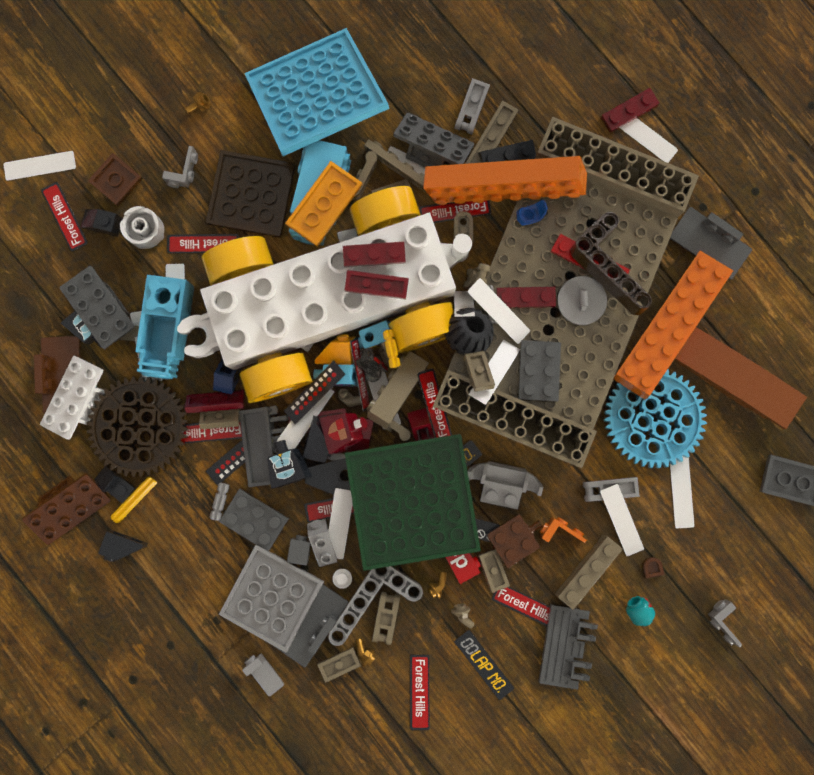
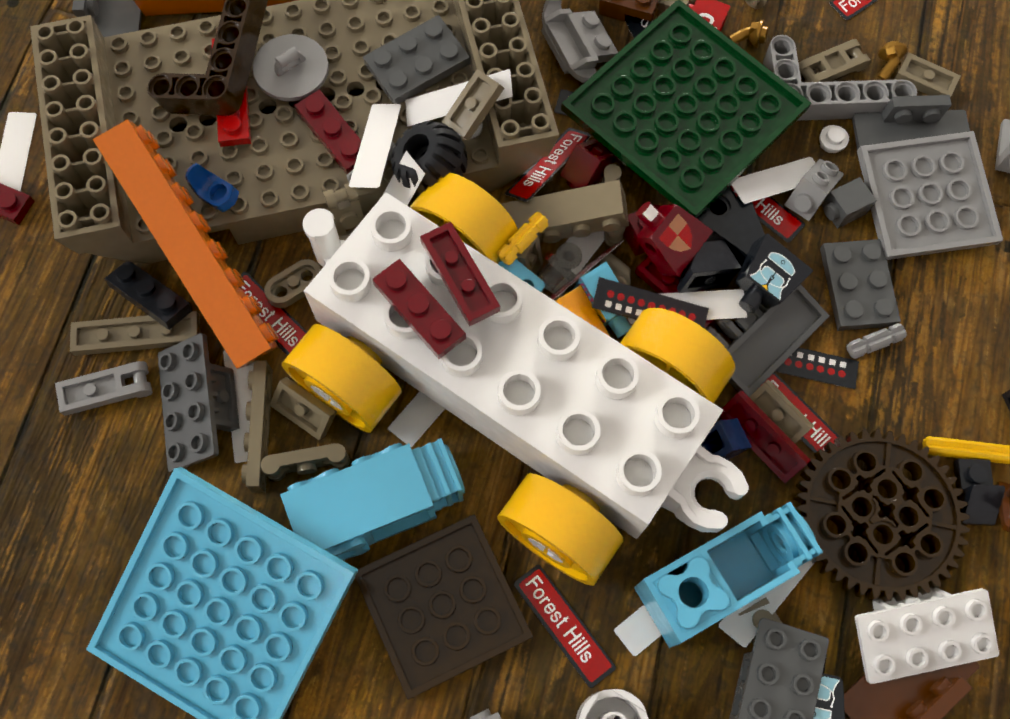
camera: 130 degrees left, 15 degrees down
(324, 203) = (387, 463): light orange tile -> none

